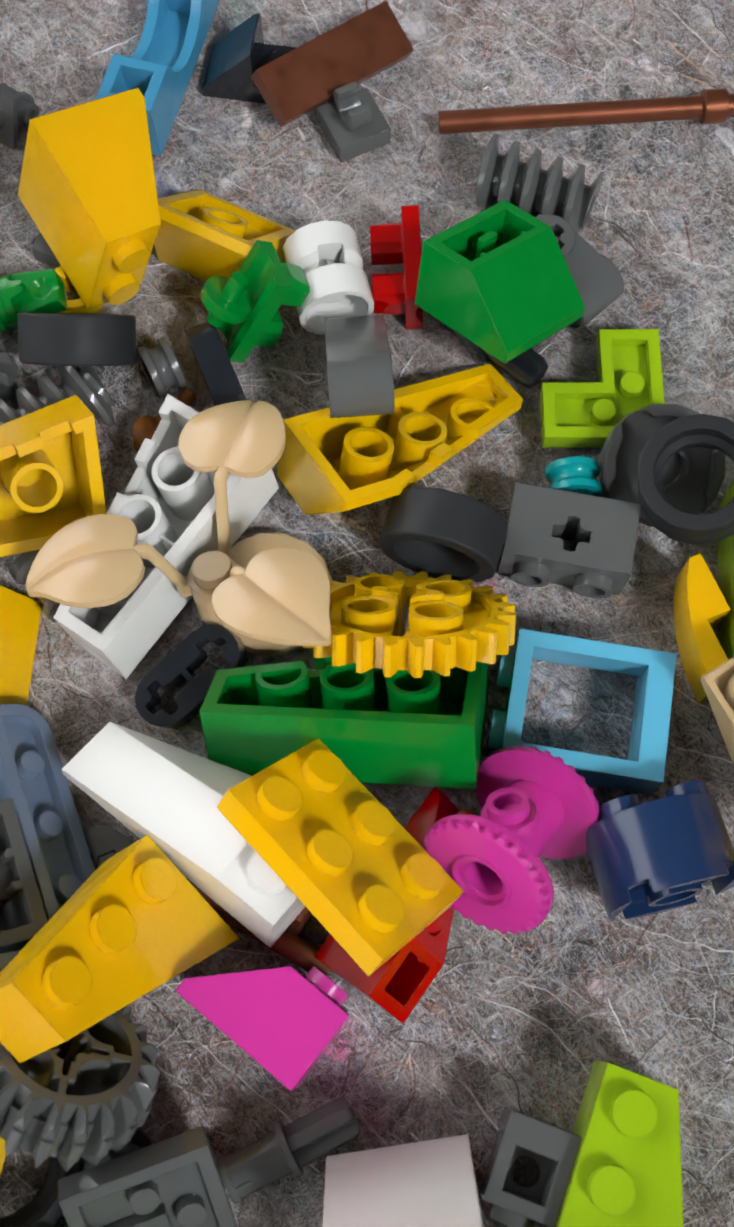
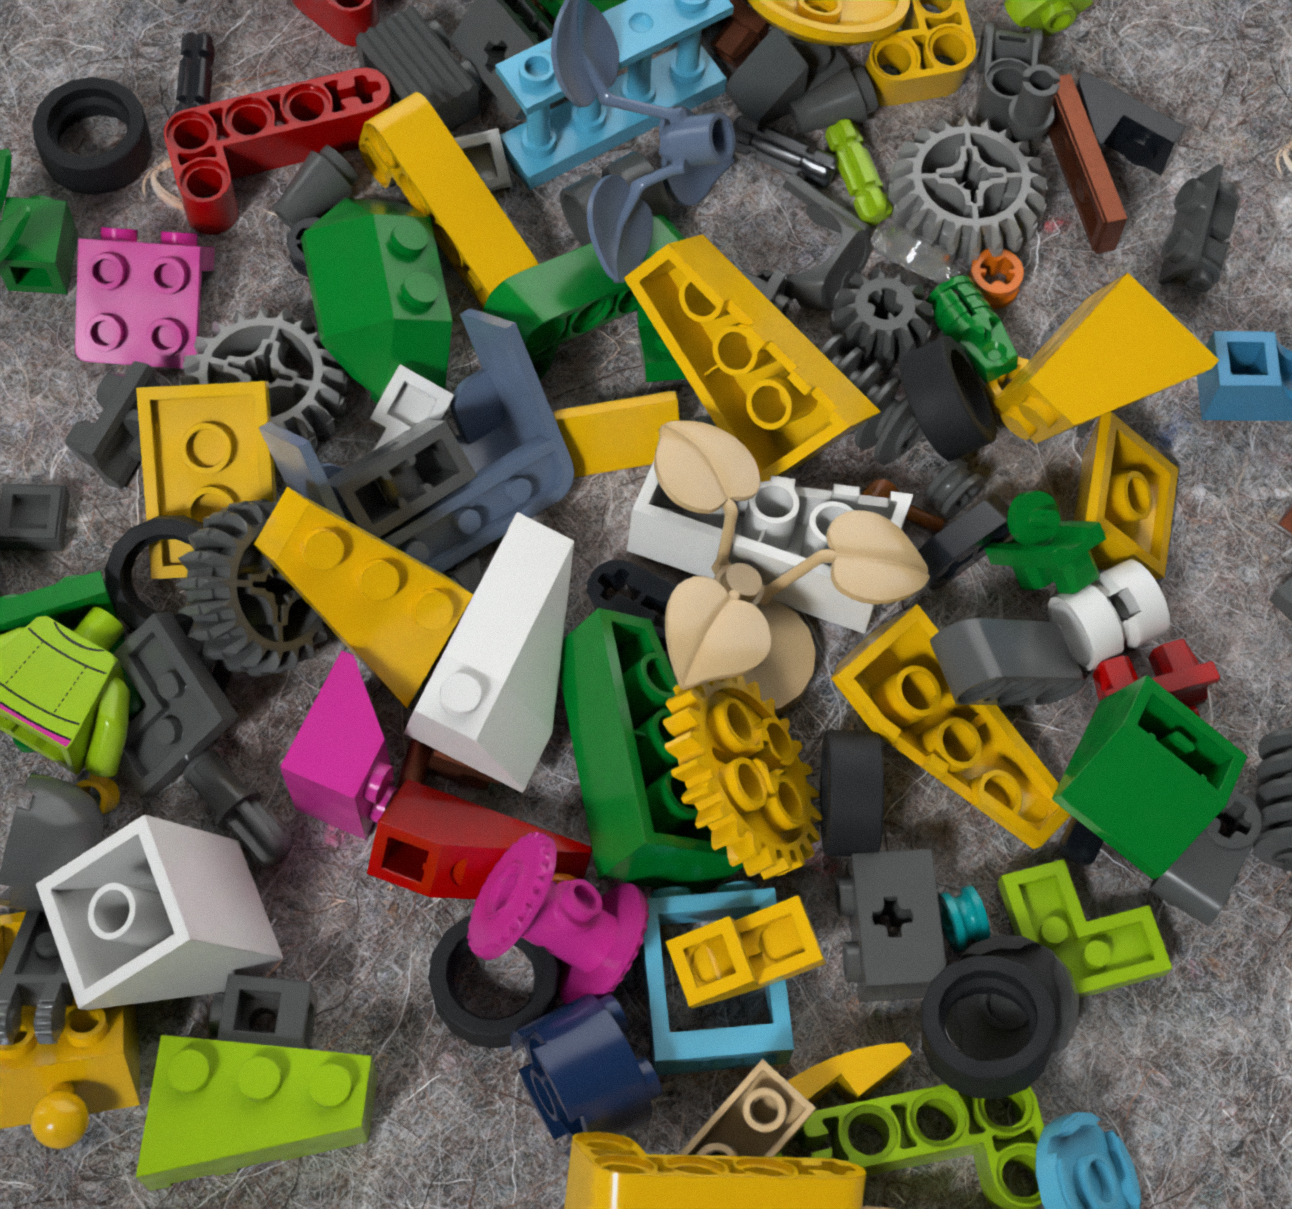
camera: 70 degrees right, 5 degrees down
(340, 853) = (496, 755): yellow plate -> none
(574, 957) = (470, 1026): none -> black tyre
(584, 669) = (745, 953): none -> yellow slope

